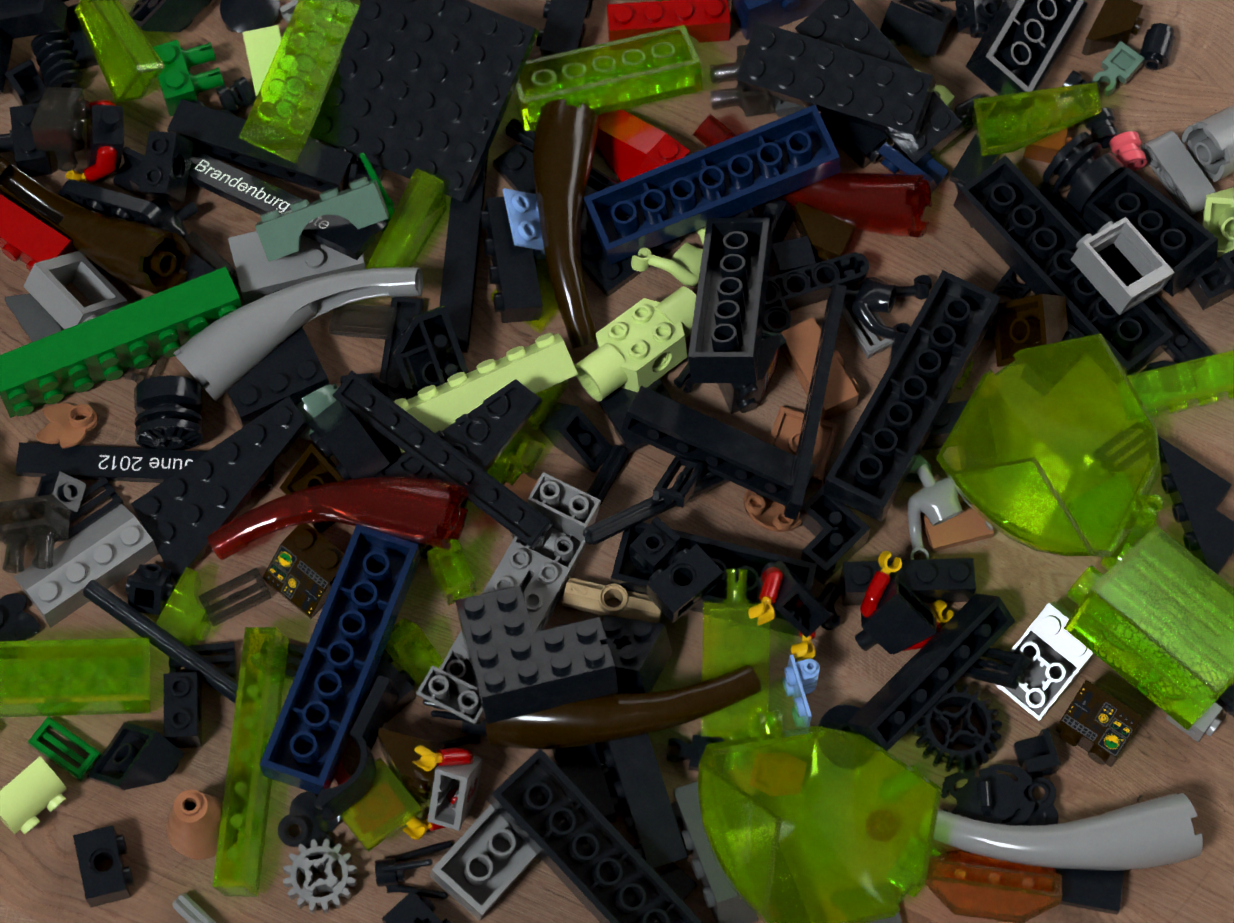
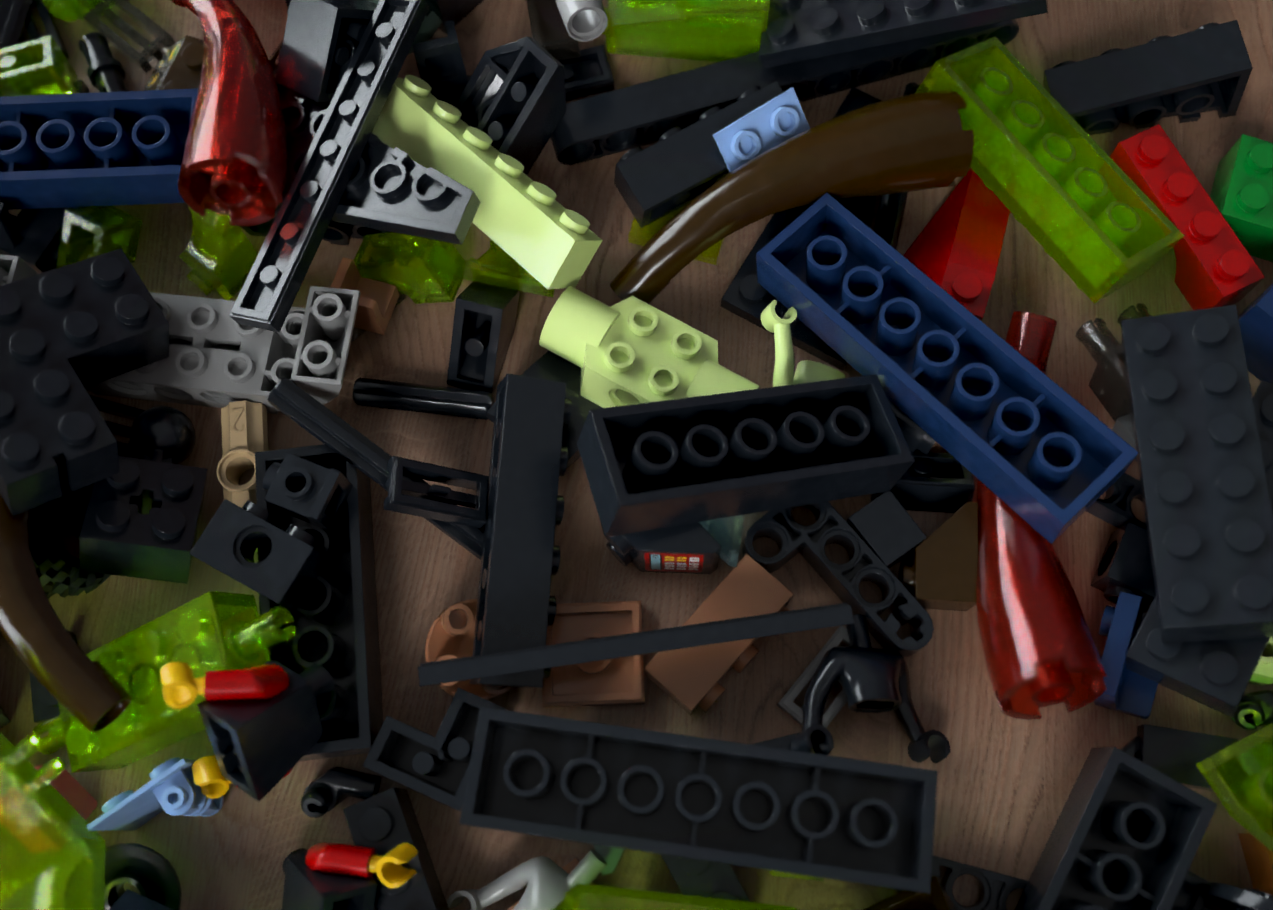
camera: 75 degrees right, 5 degrees up
(269, 617) = (103, 71): none -> black pin

